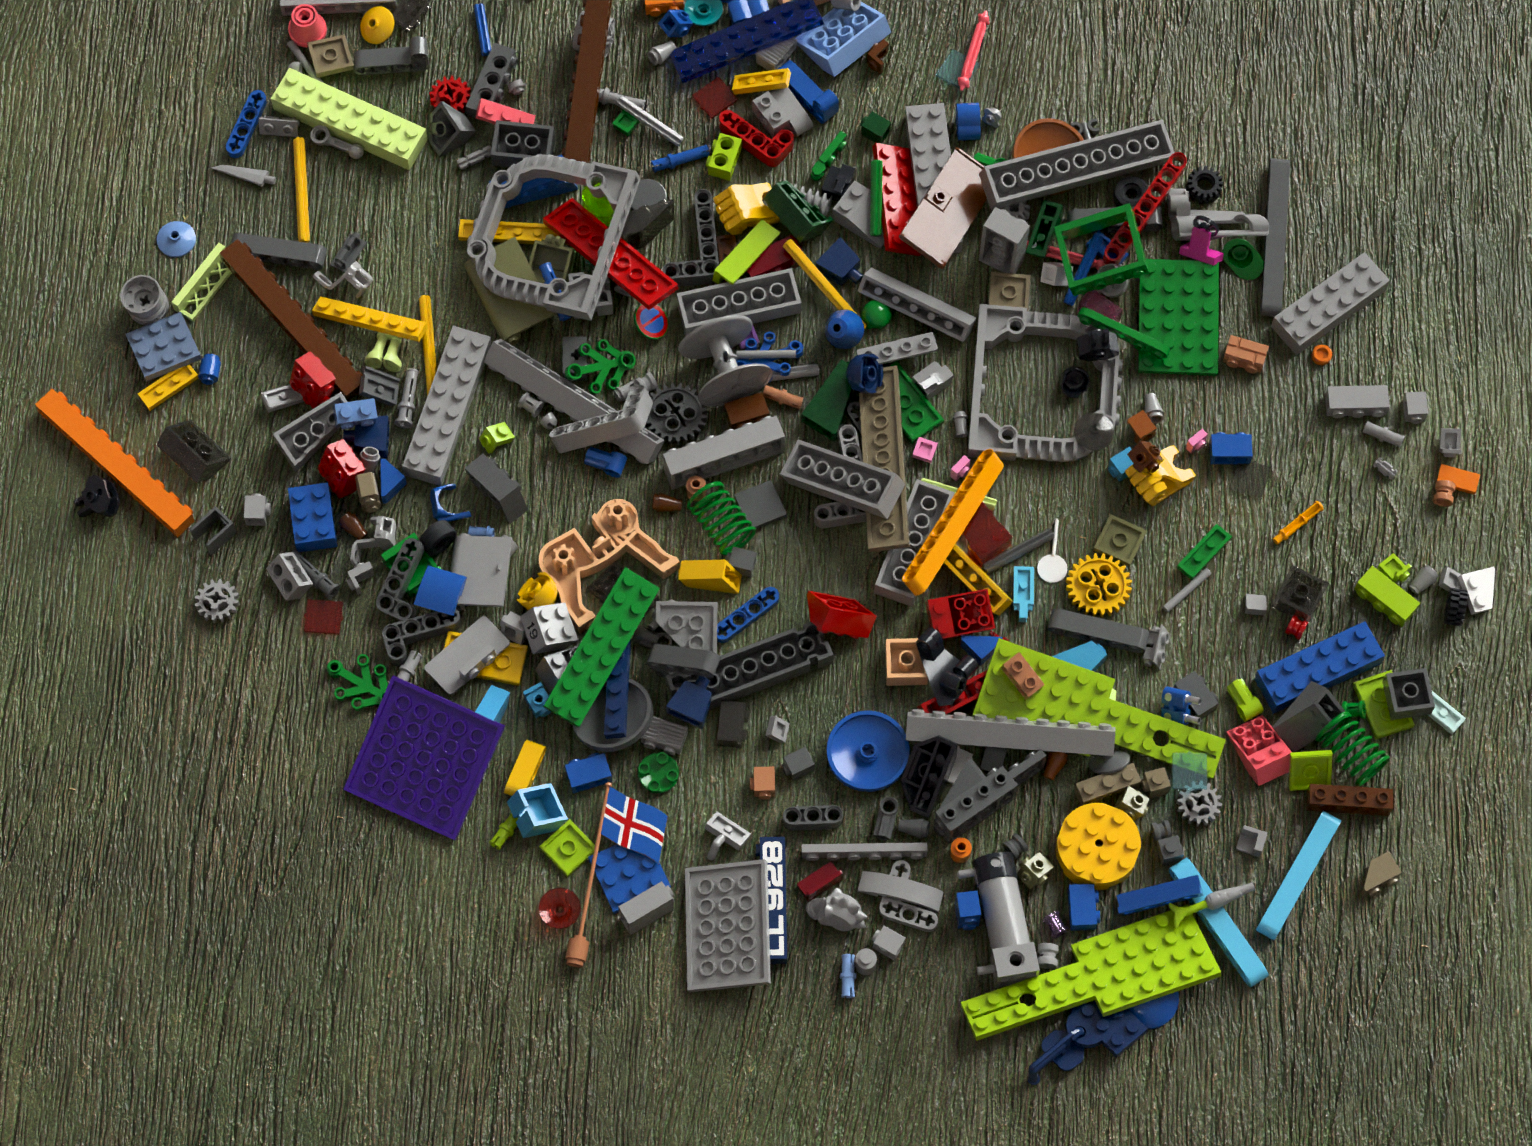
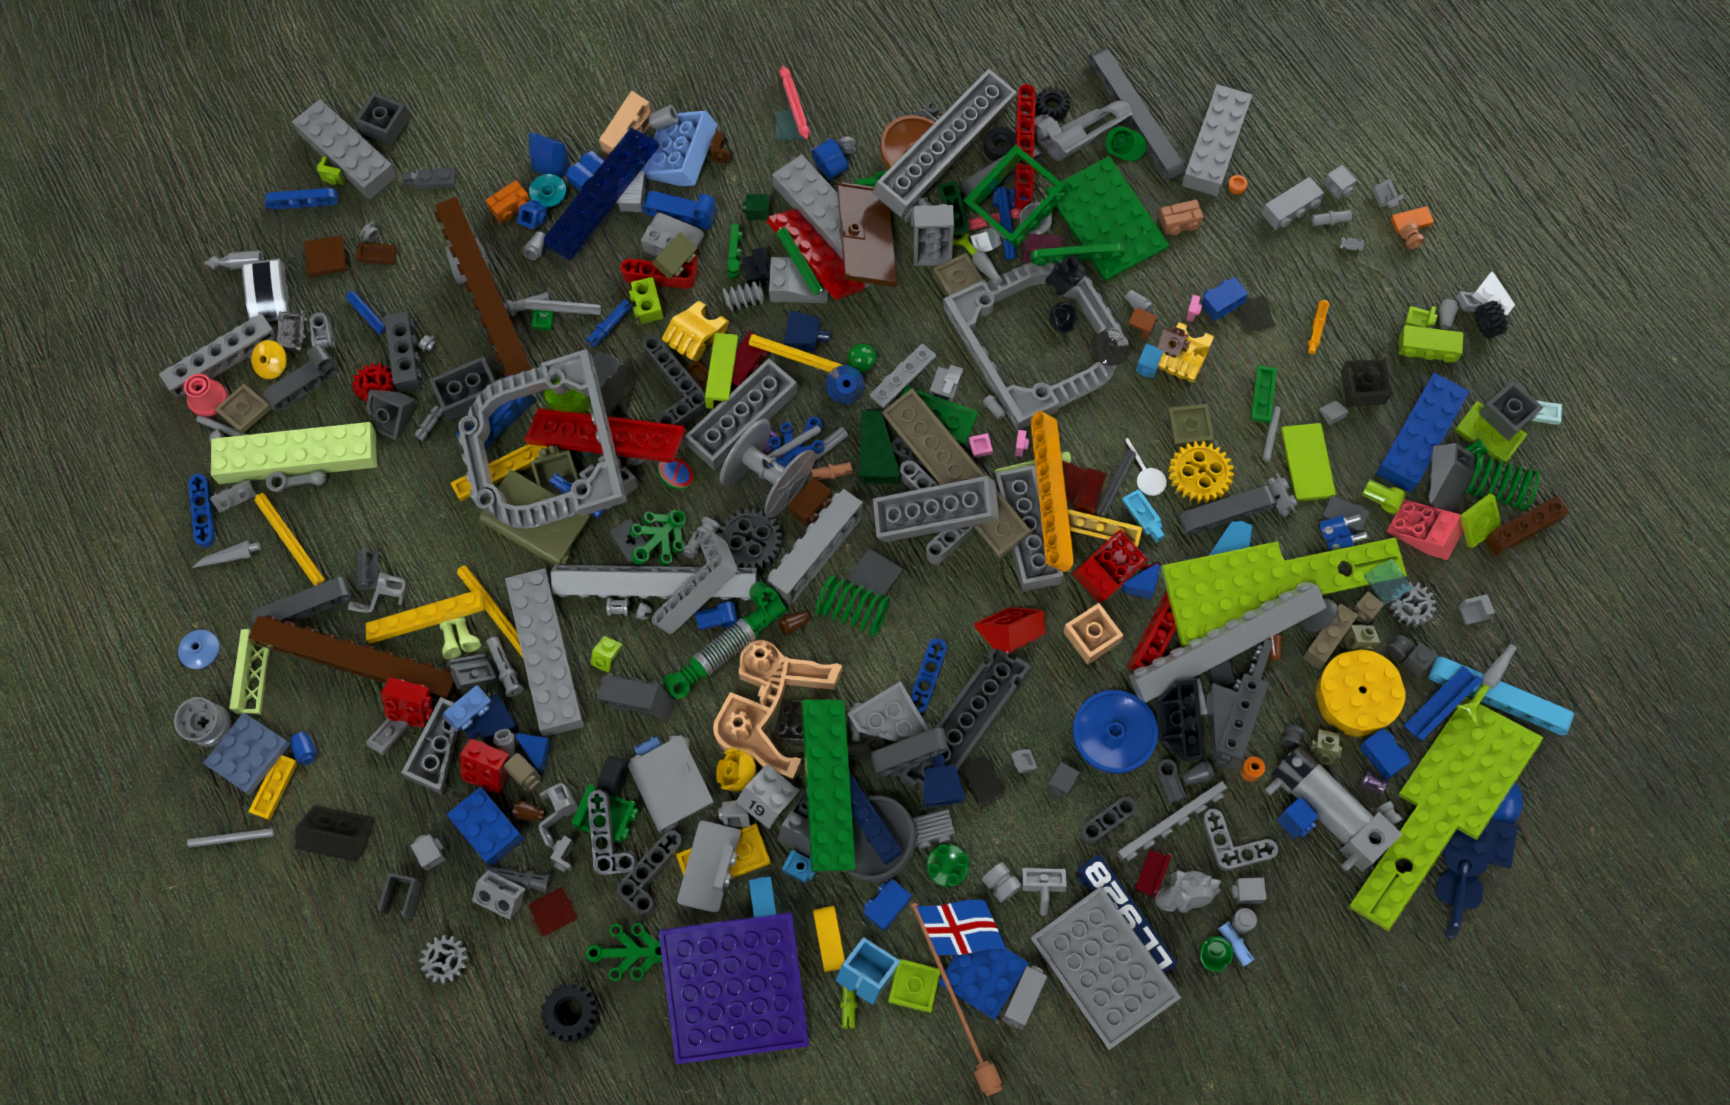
camera: 30 degrees left, 0 degrees up
(97, 498) = (269, 933): black hinge -> none
(112, 406) = (225, 838): none -> light grey bar
(114, 462) = (265, 889): orange brick -> none
(283, 685) = (557, 1000): none -> black tyre
(409, 666) = (662, 911): light grey pin -> none
(434, 29) = (321, 334): none -> light grey piece
(438, 512) = (596, 751): blue helmet -> none
(440, 590) = (648, 822): blue slope -> none
(492, 111) = (420, 374): coral plate -> none
(559, 898) = (948, 1036): clear red dish -> none
(620, 486) = (729, 643): none -> green piece
(691, 808) = (1002, 883): none -> light grey wheel
(693, 485) = (811, 592): nougat brick -> none
(710, 575) = (874, 662): yellow slope -> none
(715, 97) = (604, 258): clear red piece -> none
(742, 561) = (893, 633): dark grey brick -> none
(761, 81) = (637, 221): yellow plate -> none
(763, 782) = (1045, 816): nougat brick -> none
(770, 131) = (675, 255): none -> olive brick
(795, 212) = (740, 310): dark green wedge -> none
(824, 971) = (1216, 953): none -> green hair
(864, 373) = (891, 410): dark blue cylinder -> none
(901, 889) = (1225, 837): light grey slope -> none
(917, 304) = (891, 329): light grey brick -> none
(944, 671) = (1137, 623): black panel -> none
(1022, 675) = (1207, 585): nougat brick -> none
(1037, 287) = (979, 258): none -> light grey piece
(1199, 244) = (1087, 147): dark pink piece -> none
(1200, 632) = (1308, 462): none -> lime tile
(1296, 627) = (1380, 411): red wheel -> none
(1298, 875) = (1533, 615): medium azure beam -> none
(1379, 873) = (1593, 572): dark tan slope -> none

